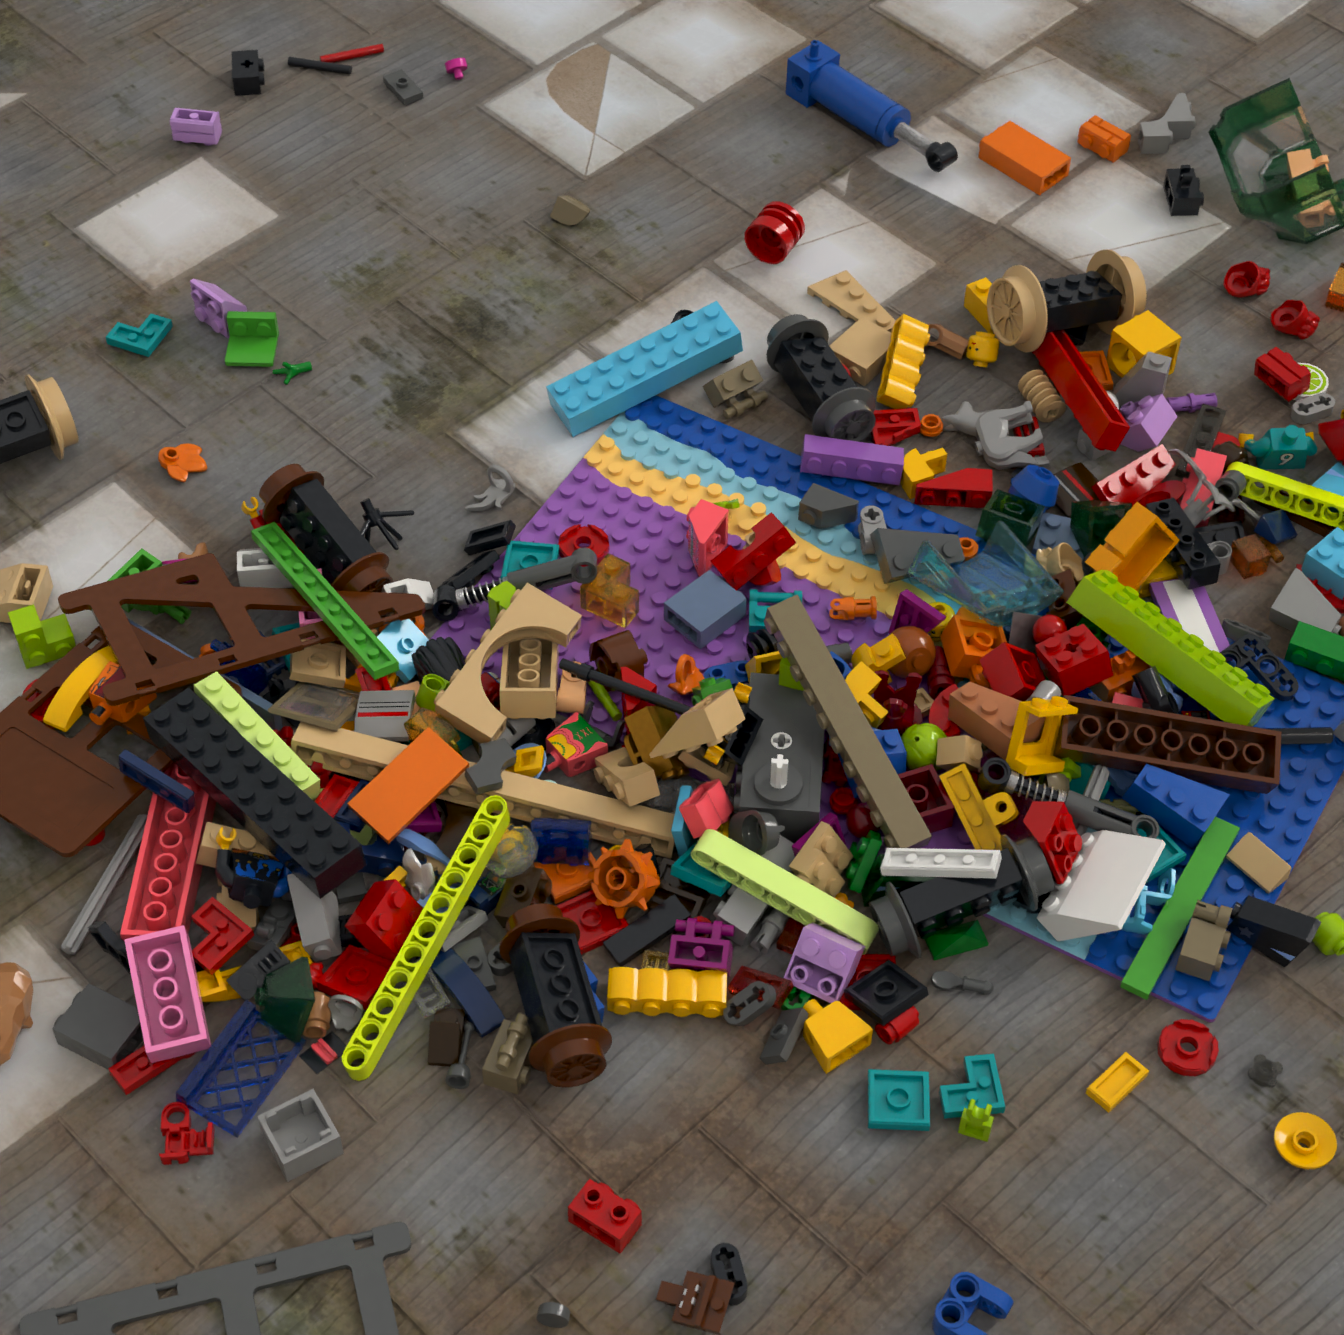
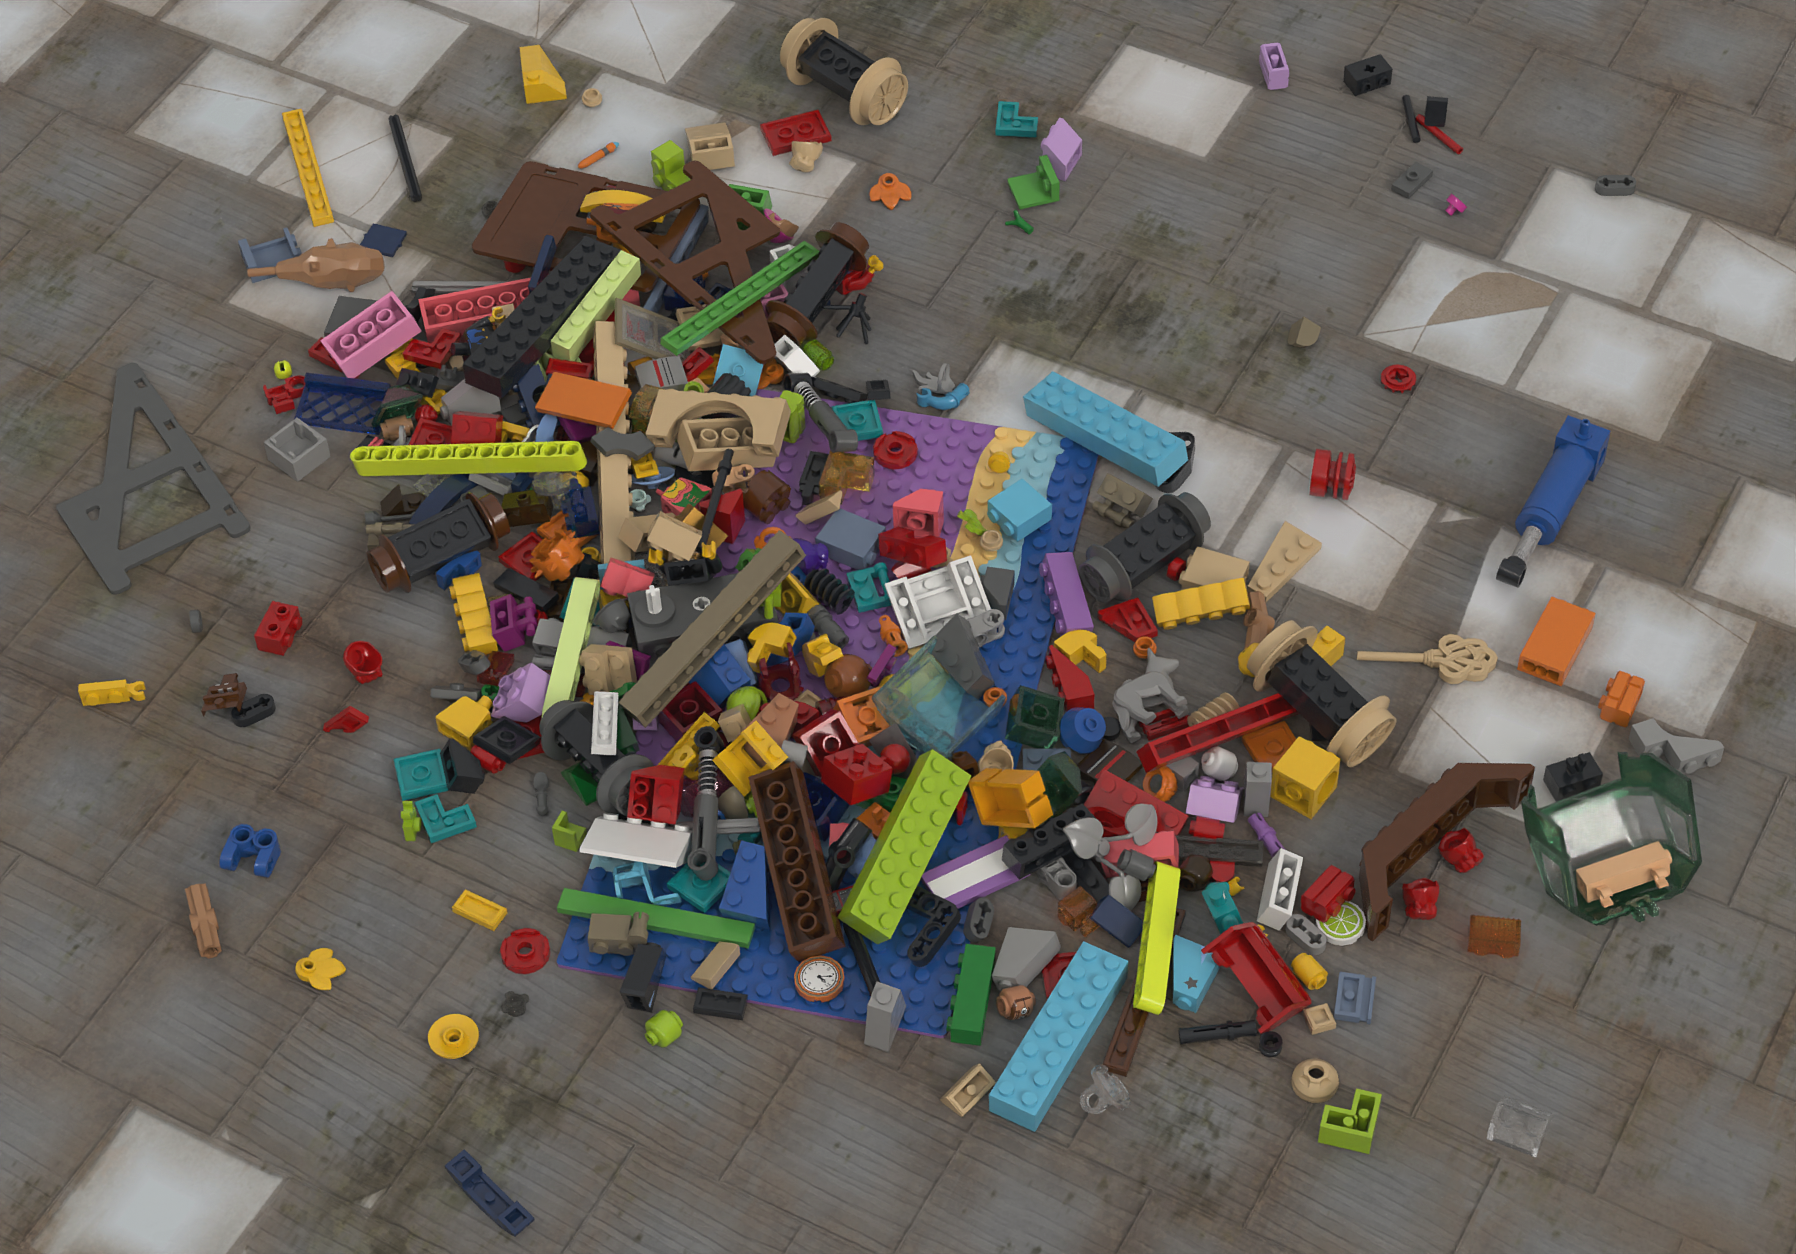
camera: 75 degrees right, 0 degrees up
(32, 520) = (800, 128): none -> red tile
(82, 515) = (804, 155): none -> tan hair
(132, 1135) = (282, 374): none -> neon yellow hinge
(332, 40) = (1435, 111): none -> black slope
(410, 571) = (818, 354): none -> clear neon green brick
(528, 487) = (950, 401): none -> dark azure piece
(596, 618) = (811, 476): none -> black hinge
(645, 464) = (999, 462): none -> yellow plate
(651, 619) = (820, 508): none -> tan slope
(652, 161) = (1403, 372): none -> red gear
(711, 1119) = (363, 661): none -> red hair
(717, 648) = (815, 557): none -> dark purple hair
(725, 462) = (1019, 510): none -> medium azure brick
(750, 498) = (991, 540): none -> tan plate
(790, 1166) = (348, 720): none -> red tile
(825, 554) = (932, 599): none -> white slope
(910, 1051) = (461, 768): none -> black slope
(1026, 227) = (1455, 657): none -> tan piece
(1033, 967) = (568, 834): none -> lime panel
(1121, 455) = (1168, 787): none -> orange piece
(1168, 1270) = (322, 968): none -> yellow plate
(1176, 437) = (1206, 828): none -> red brick
(1235, 301) = (1425, 824): none -> reddish brown slope
(1266, 404) = (1279, 889): none -> white brick
(1299, 780) = (819, 978): none -> tile
(1305, 876) = (720, 1003): none -> black plate

